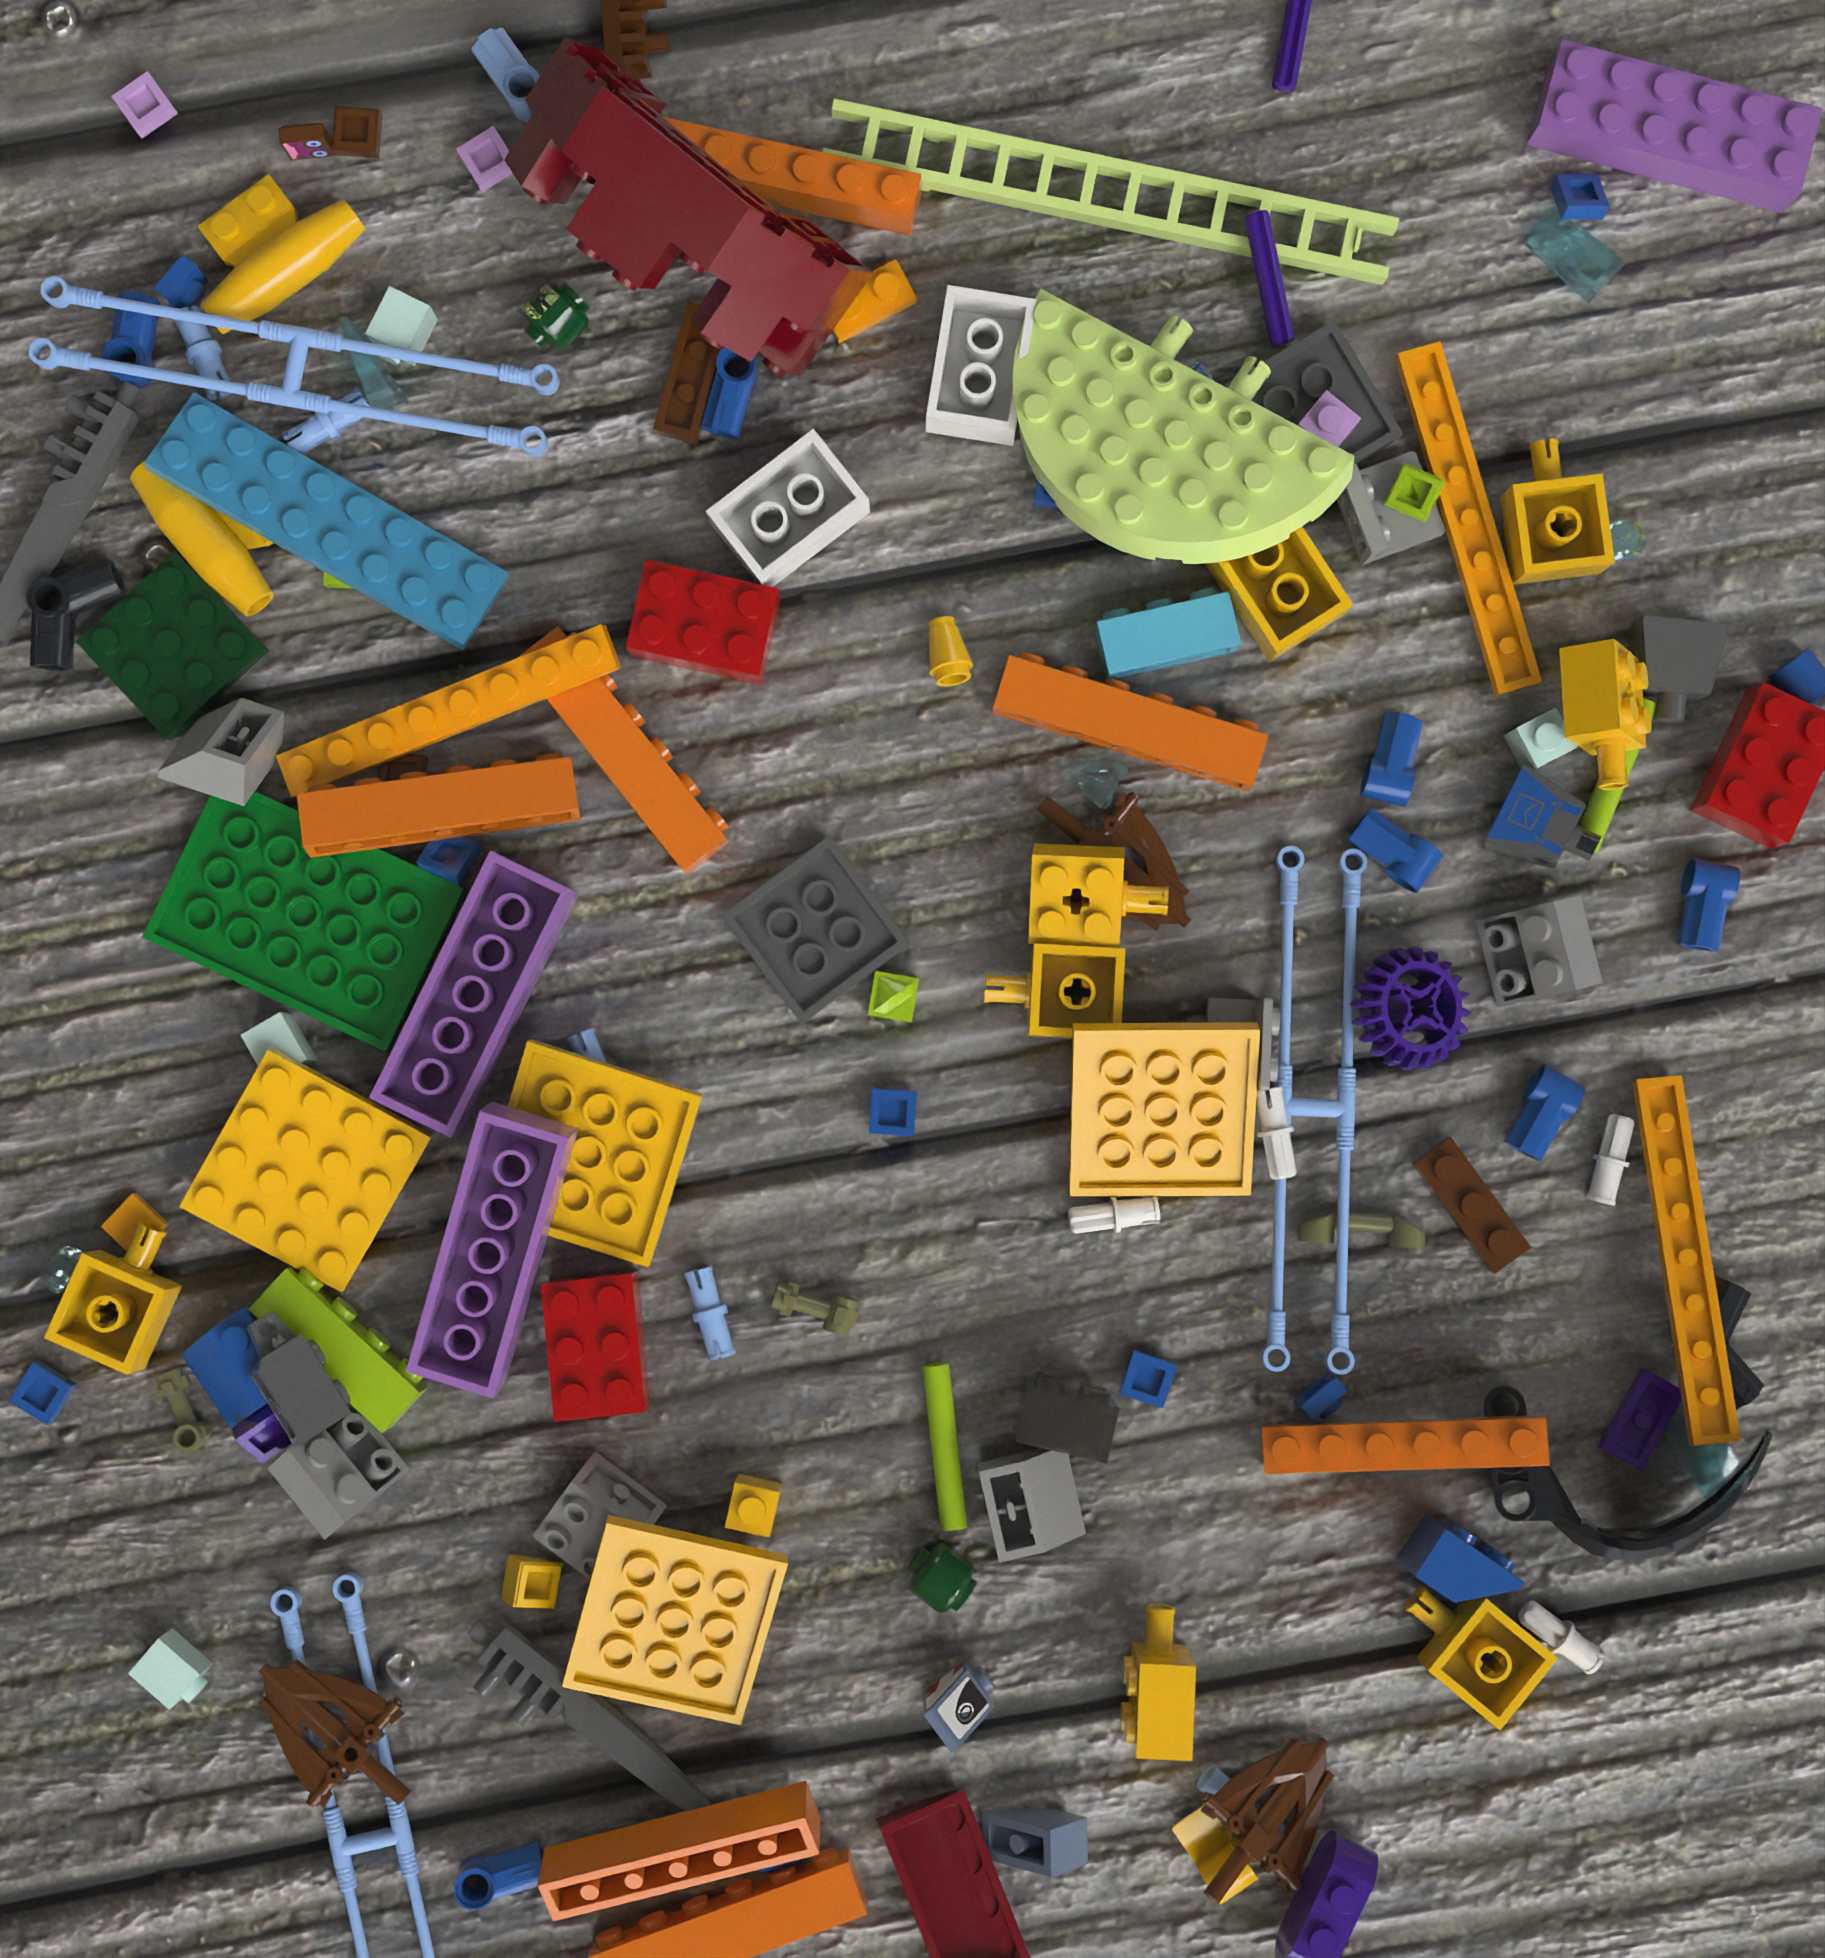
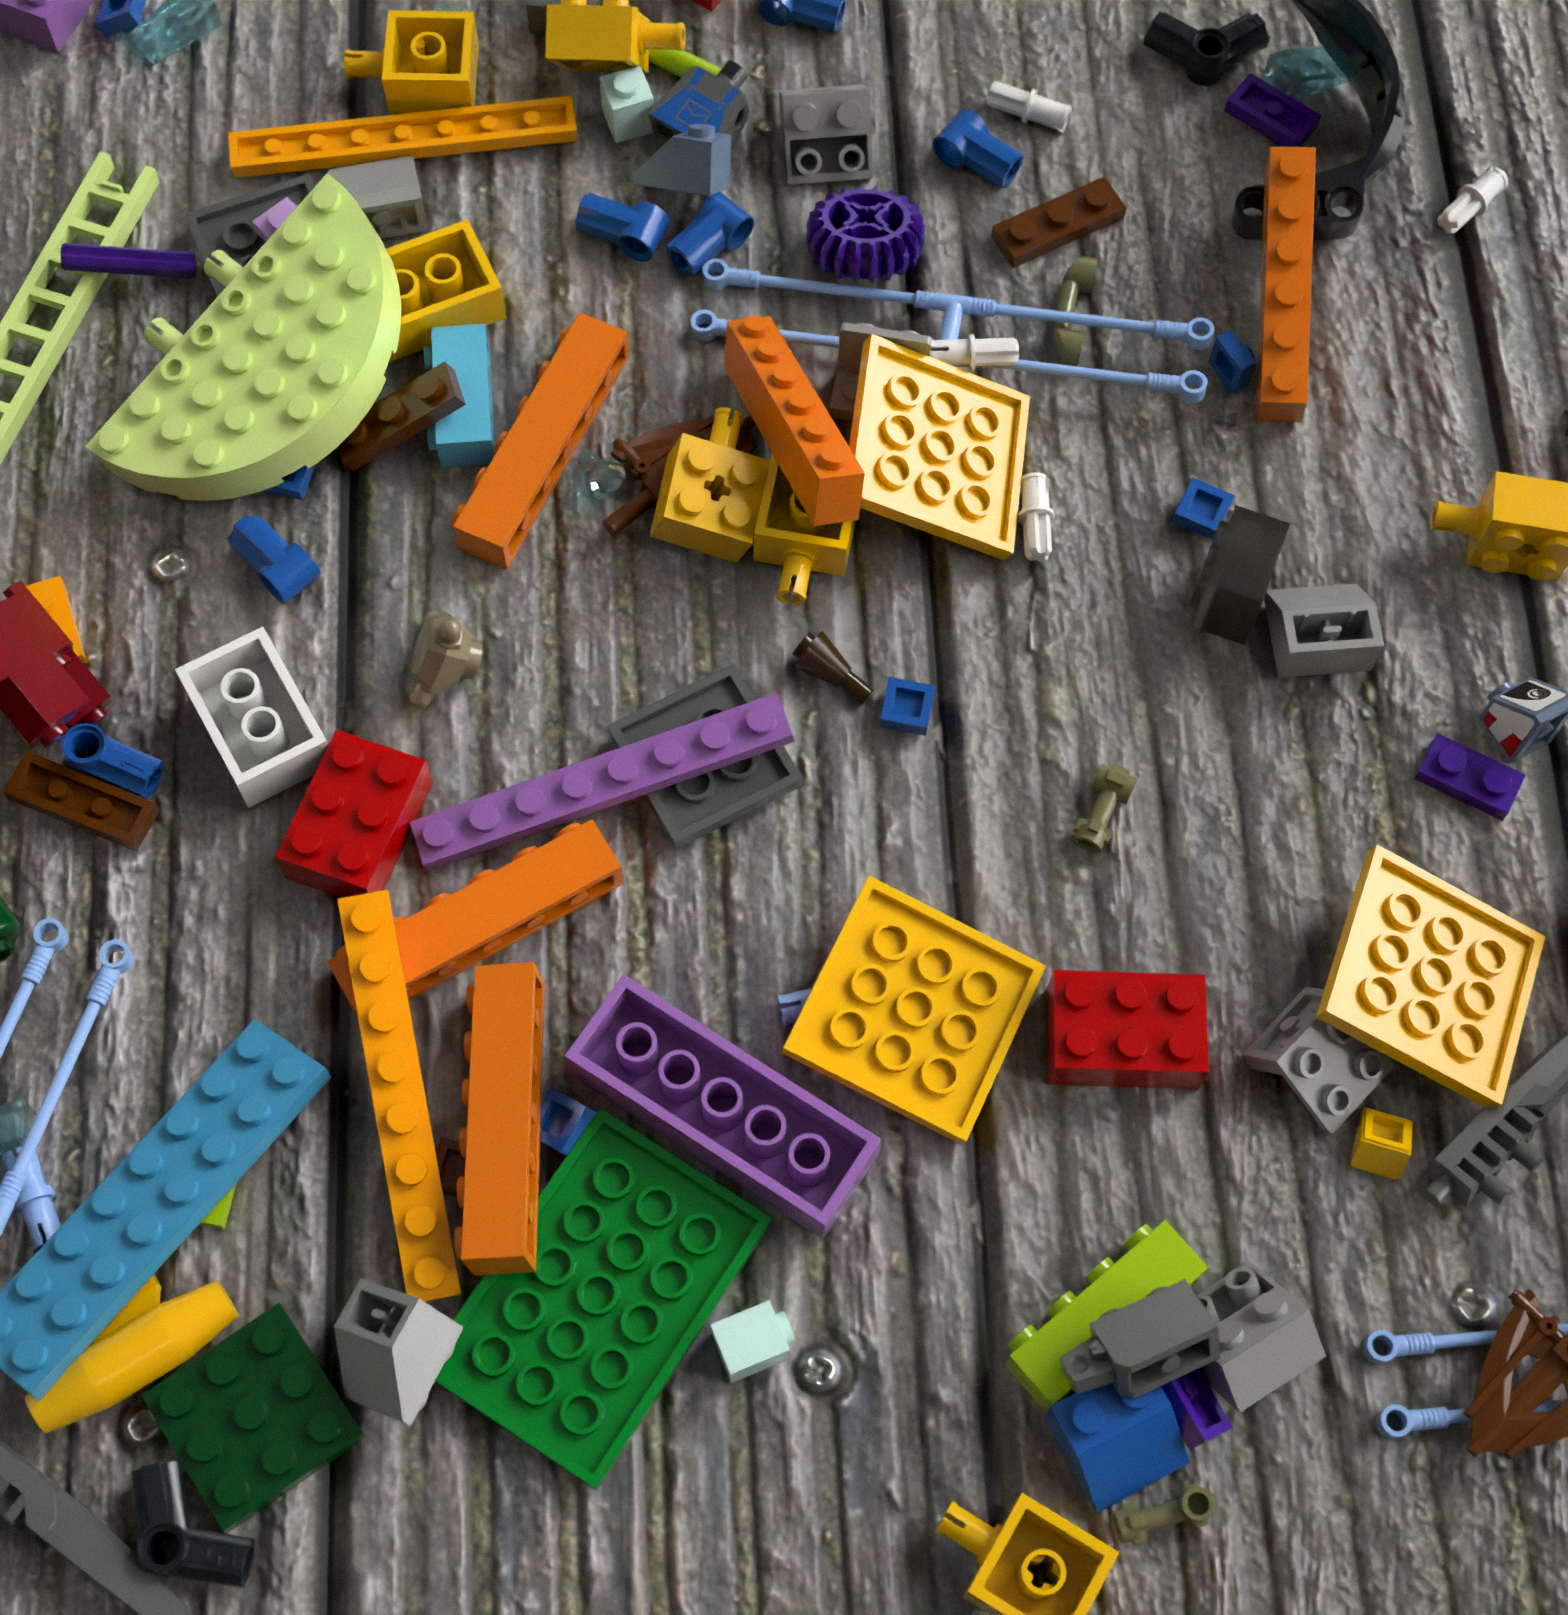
camera: 85 degrees left, 20 degrees down
(124, 1220) = (933, 1553): light orange tile -> none
(172, 1670) = (1471, 1563): light aqua brick -> none
(305, 1169) = (896, 1324): yellow plate -> none
(491, 1249) = (1013, 1113): medium lavender brick -> none
(709, 1313) = (1101, 914): light blue pin -> none
(753, 1505) = (1311, 890): yellow brick -> none
(770, 842) = (601, 781): none -> medium lavender plate
(881, 669) = (442, 656): none -> dark tan rock
(893, 996) = (793, 690): lime tile -> none
(898, 1651) = (1470, 776): none -> dark purple plate
(929, 1027) = (823, 660): none -> dark brown cone
(941, 1578) = (1396, 718): dark green head -> none
(944, 1446) = (1259, 704): lime piece -> none
(947, 653) = (439, 592): yellow cone -> none
(955, 501) = (280, 566): none -> blue piece
(975, 364) = (147, 526): white brick -> none
(1128, 587) = (403, 415): none -> reddish brown plate
(1158, 963) = (793, 421): none -> orange brick
(1414, 493) = (369, 167): lime tile -> none
(1450, 1563) = (1398, 263): blue slope -> none
(1460, 1641) = (1487, 256): yellow brick -> none
(1464, 817) = (690, 162): none -> sand blue slope
(1686, 1261) = (1130, 47): light orange plate -> none

